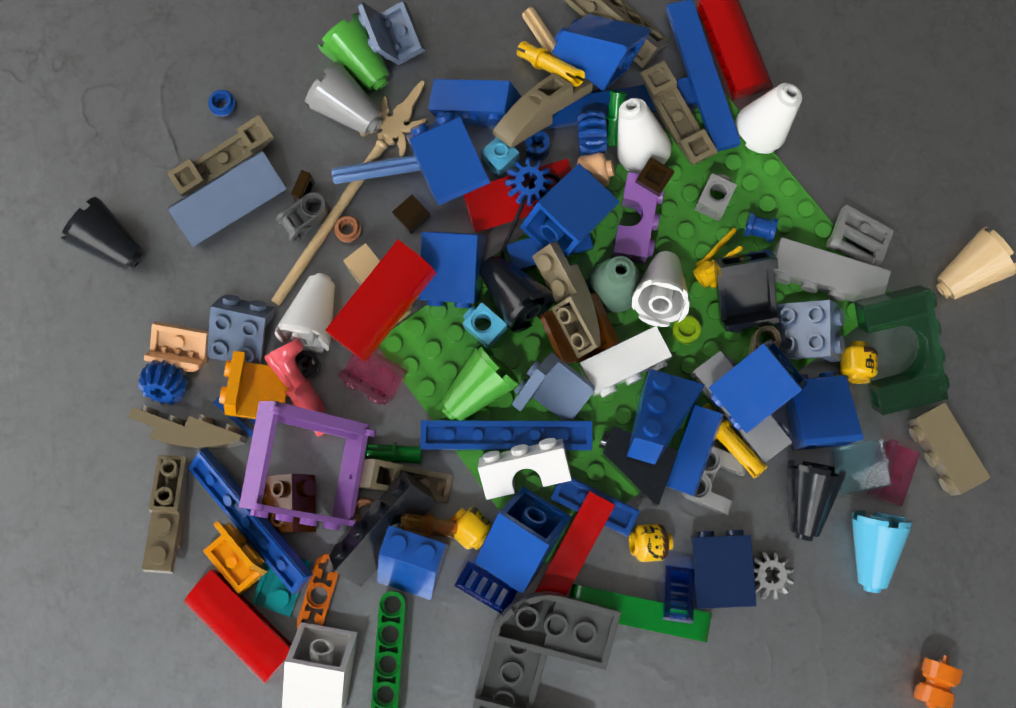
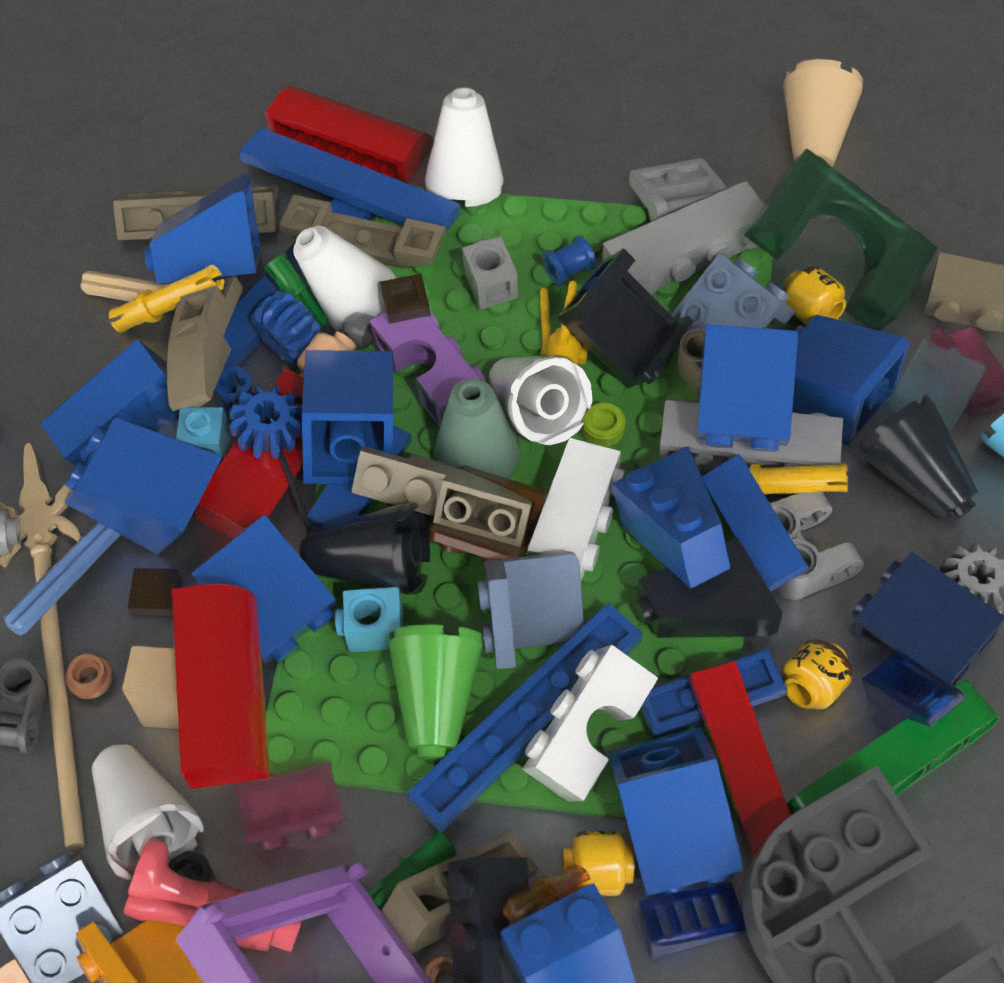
camera: 45 degrees left, 20 degrees down
(621, 168) = (358, 329): none -> dark grey hinge

